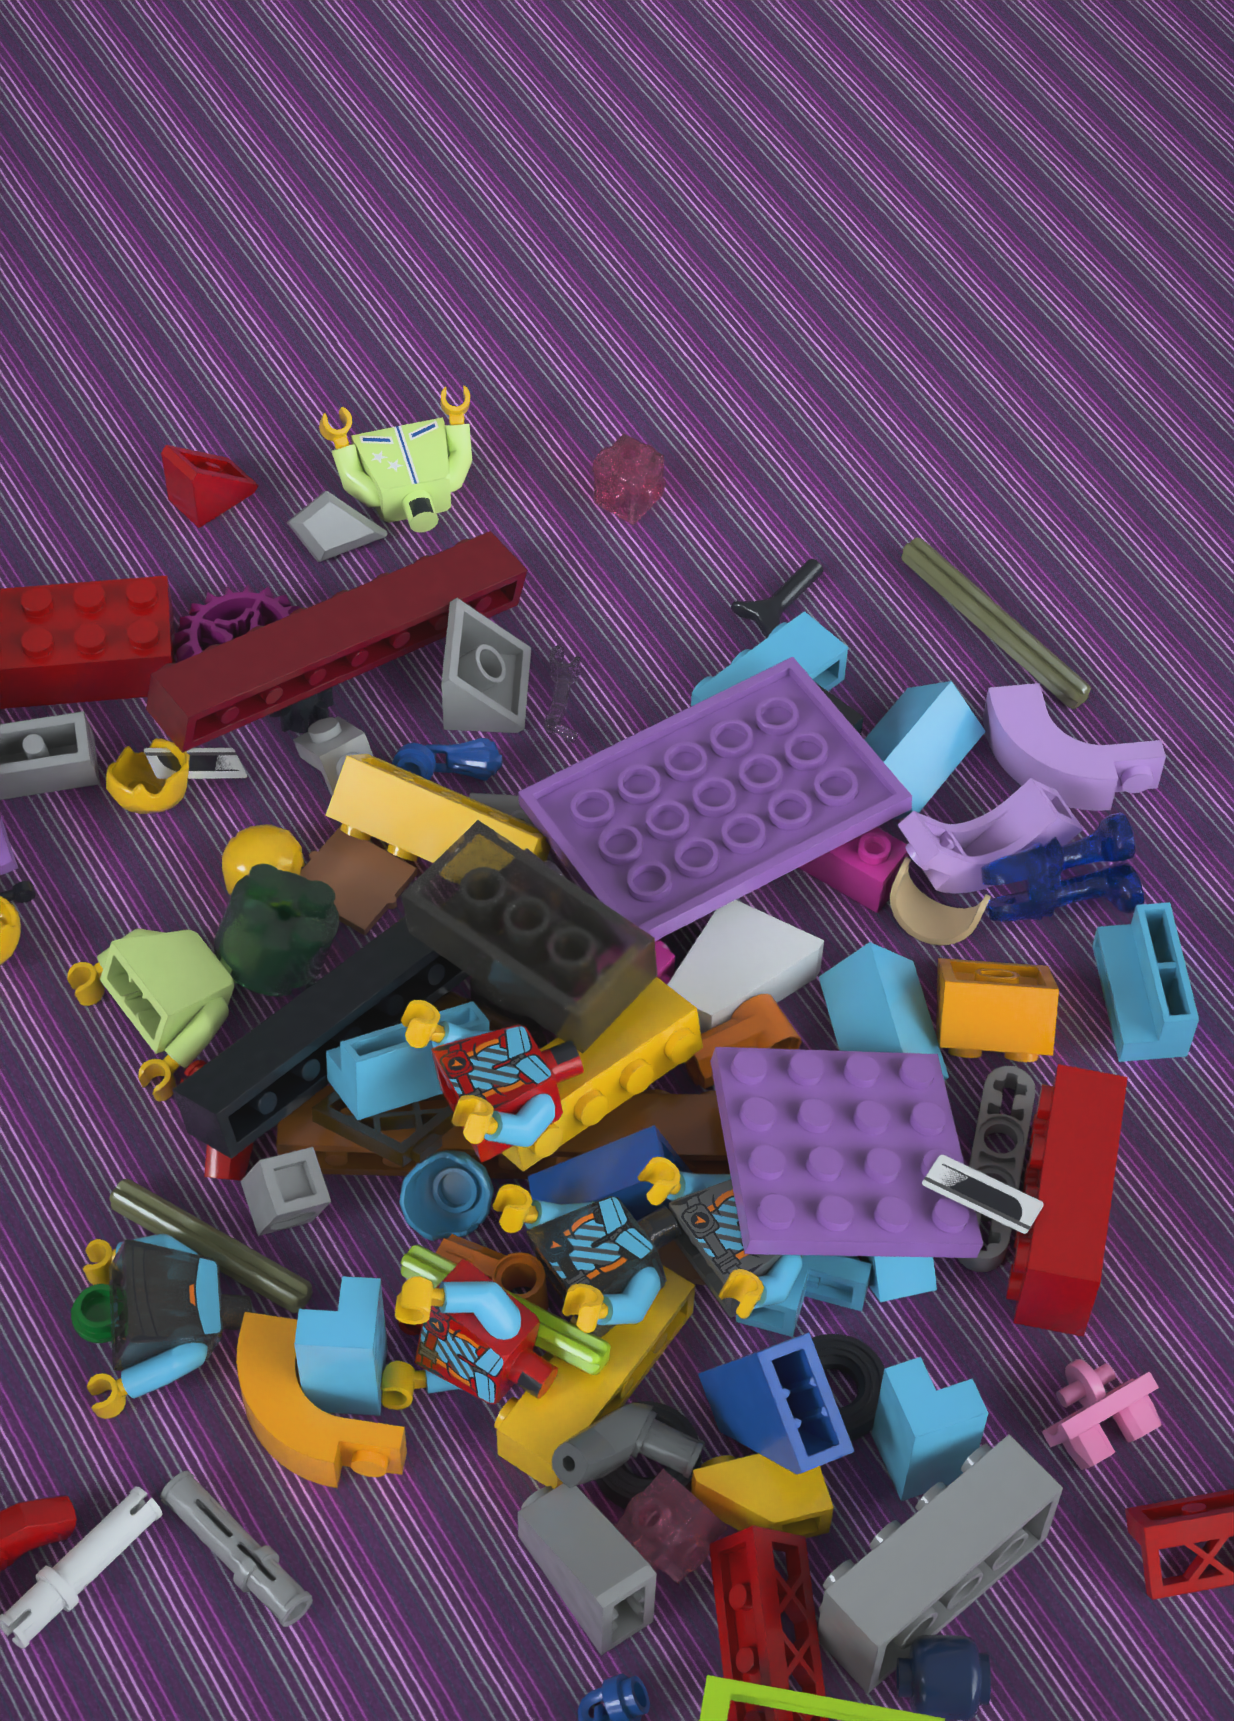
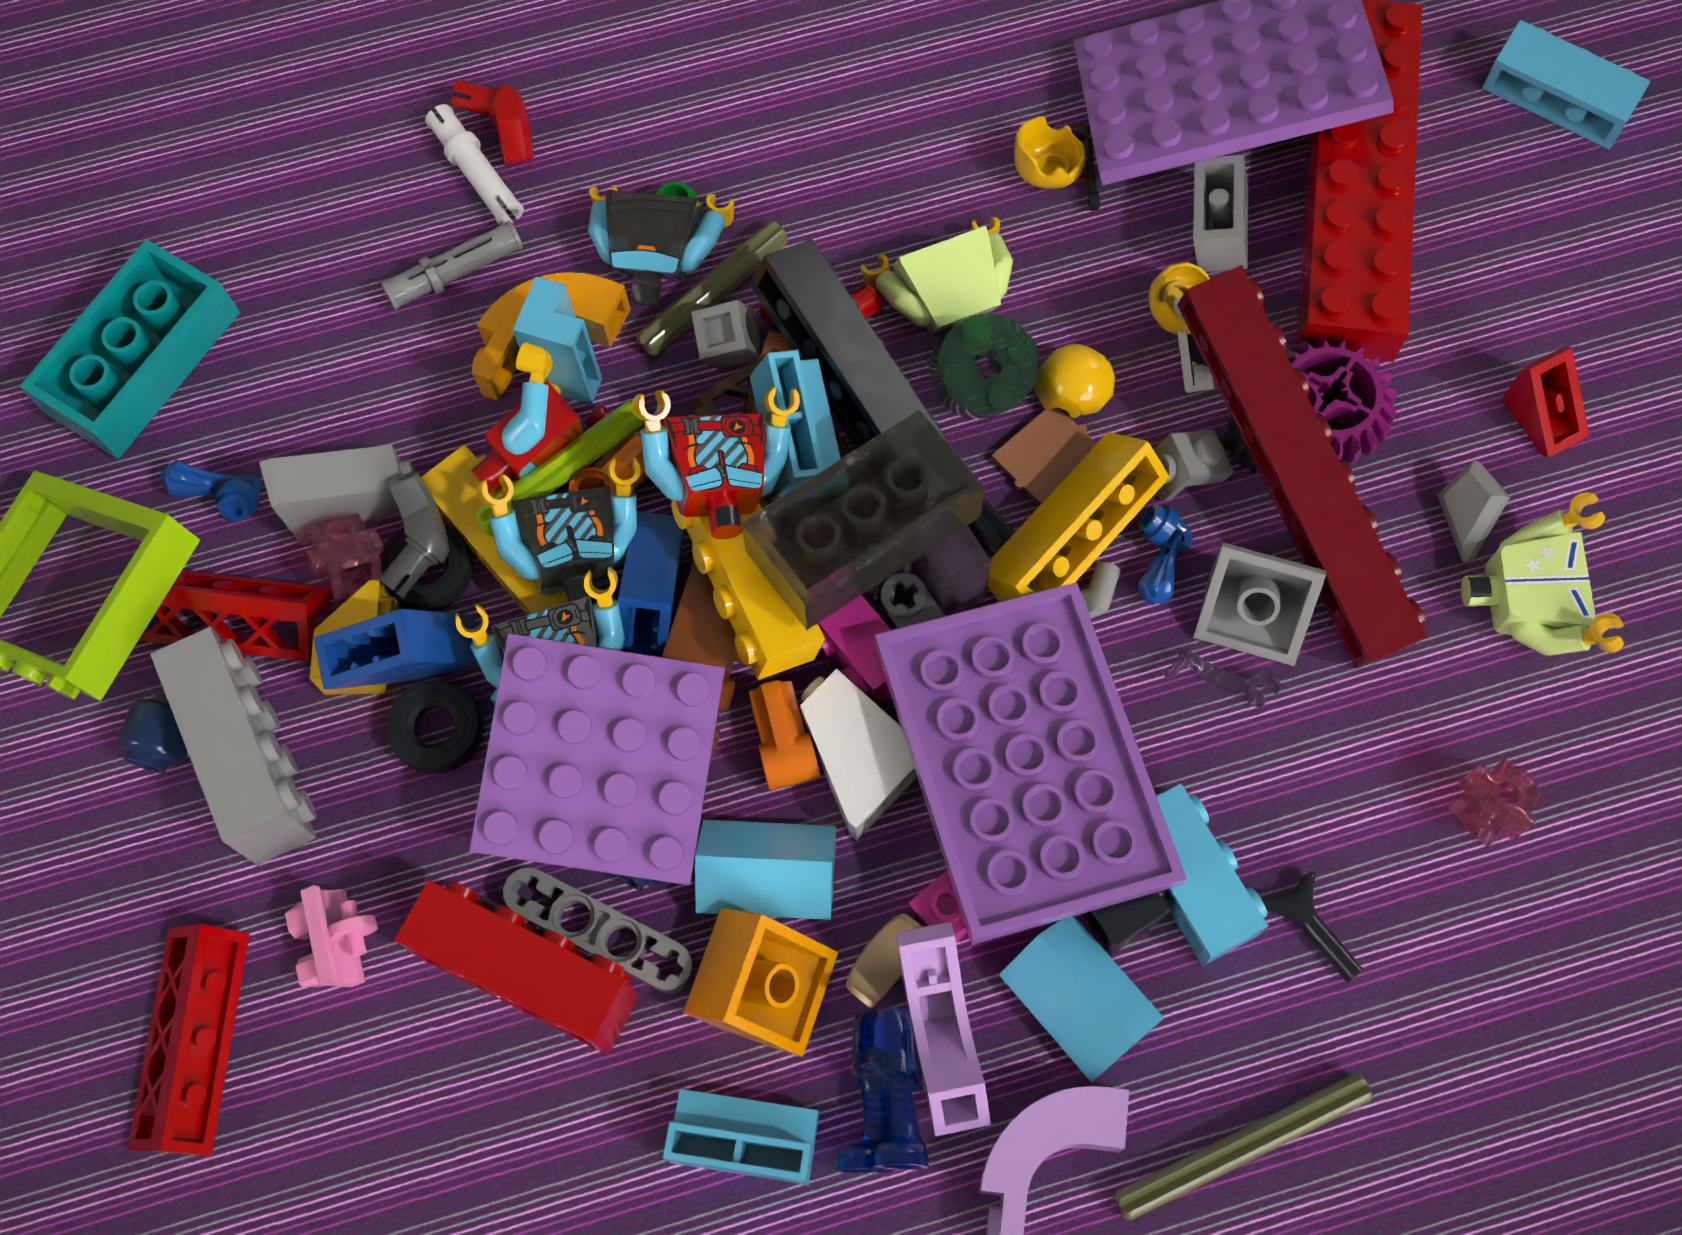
camera: 110 degrees right, 15 degrees up
(925, 1431) = (335, 760): medium azure piece -> none
(983, 1194) = (508, 861): sticker -> none

